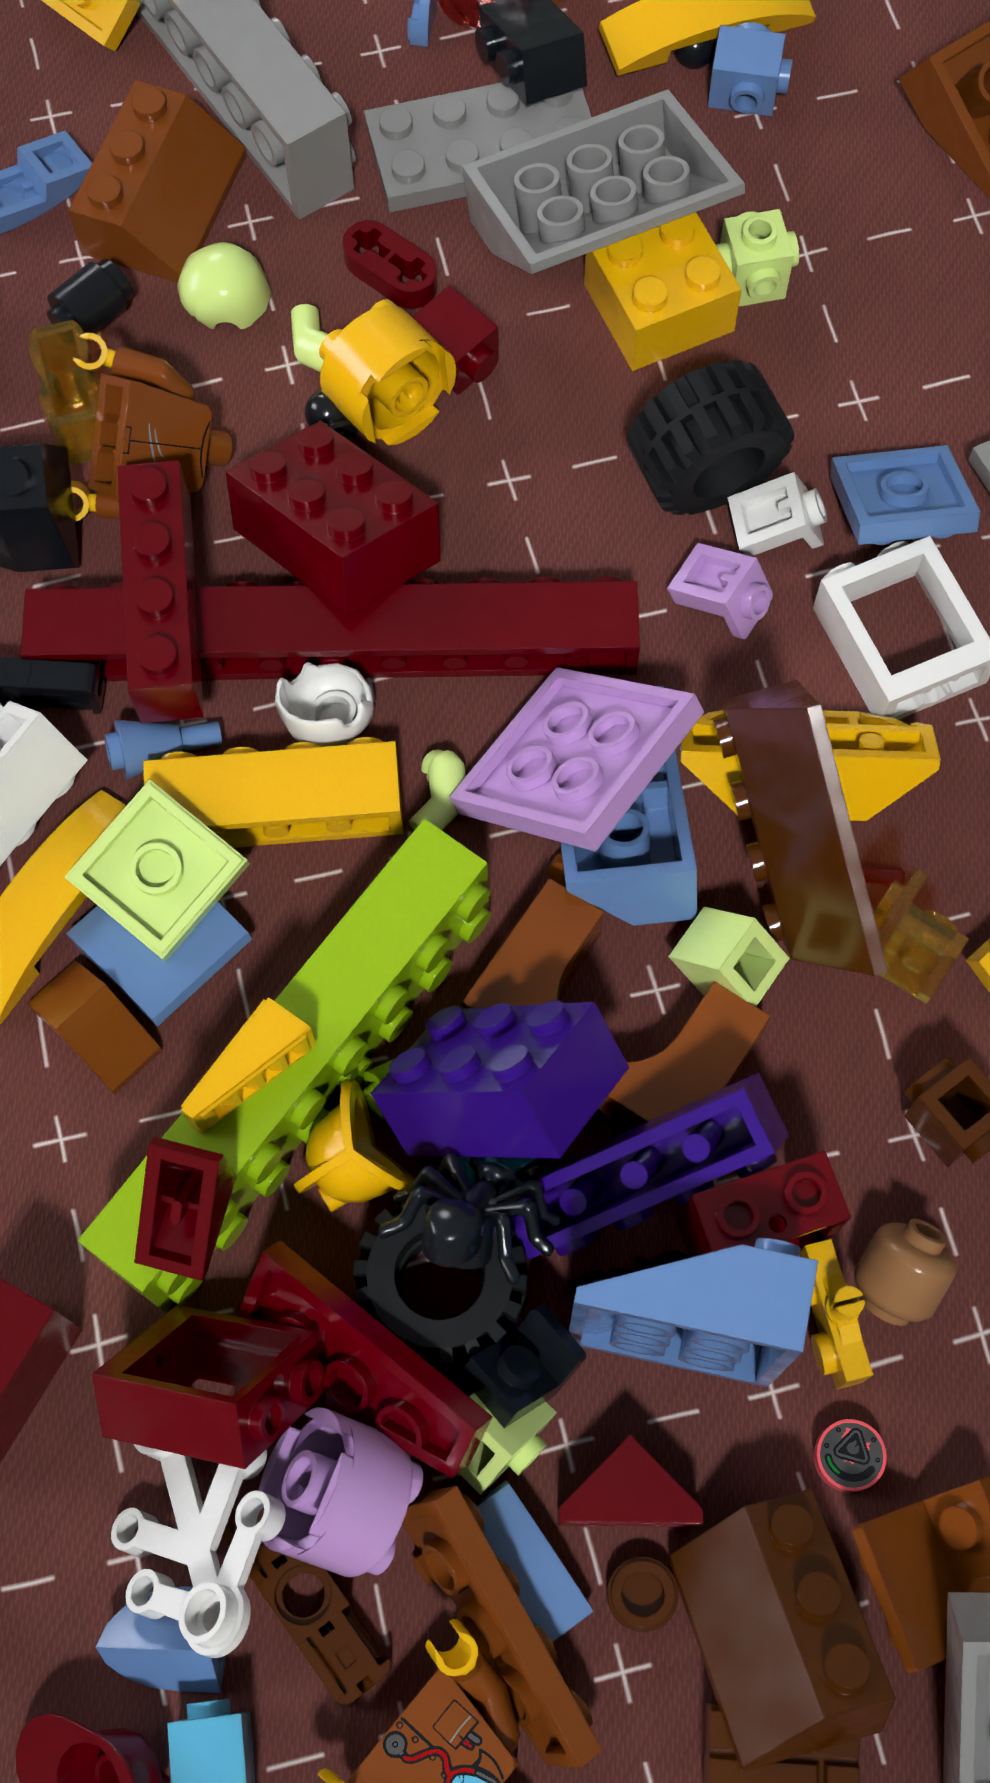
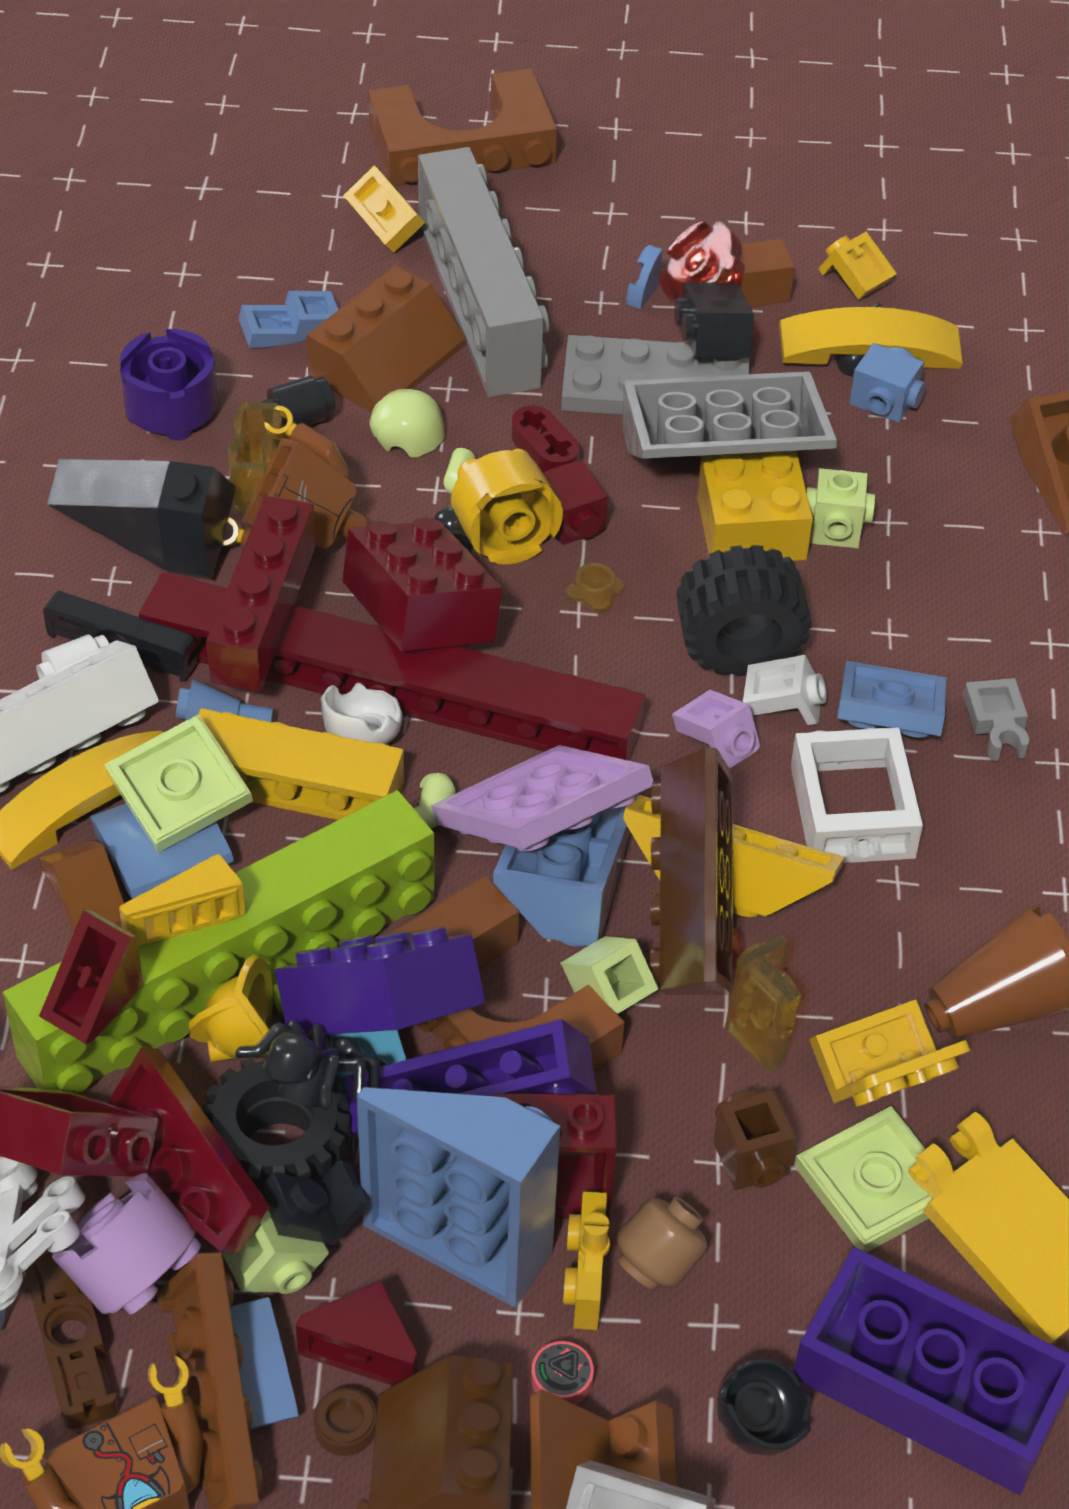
camera: 15 degrees right, 20 degrees down
(522, 431) = (594, 586): none -> clear yellow plate

